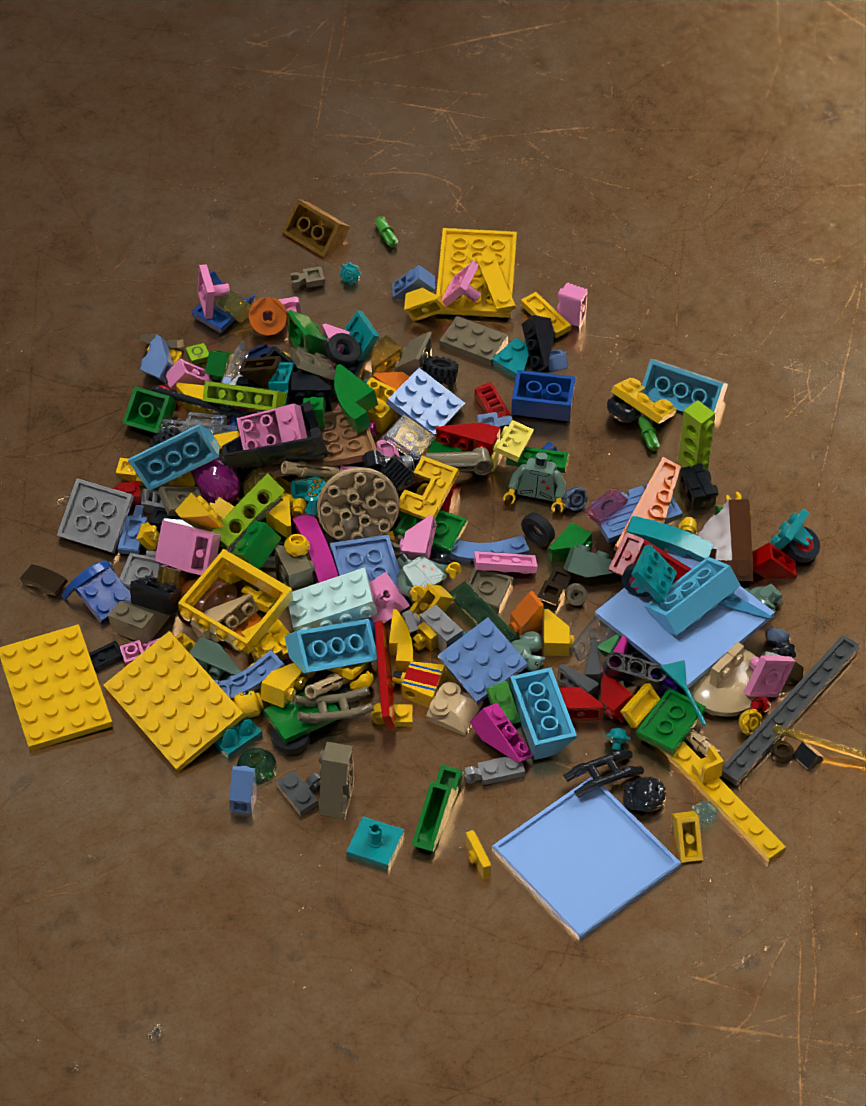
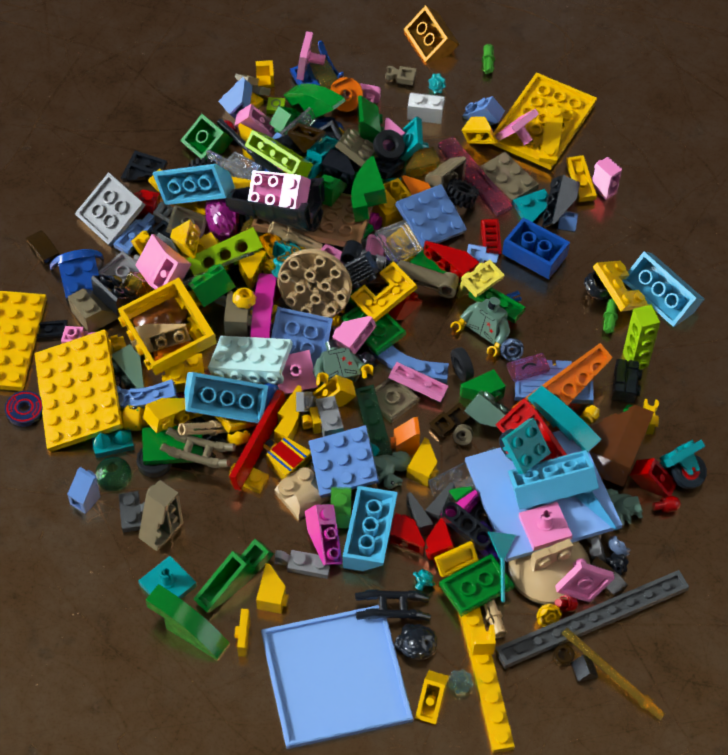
camera: 25 degrees right, 5 degrees up
(99, 462) = (142, 166): none -> black wing
(123, 731) = (21, 399): none -> dark blue tile
(169, 324) = (265, 73): none -> yellow panel
(245, 328) = (314, 96): none -> green slope
(353, 299) = (426, 107): none -> white slope
(420, 866) = (187, 622): none -> green slope
(467, 361) = (473, 173): none -> clear pink plate
(482, 807) = (271, 592): none -> yellow slope
(706, 641) = (545, 526): none -> bright pink tile
(759, 645) = (597, 548): none -> light grey plate
(798, 582) = (667, 504): none -> red cylinder

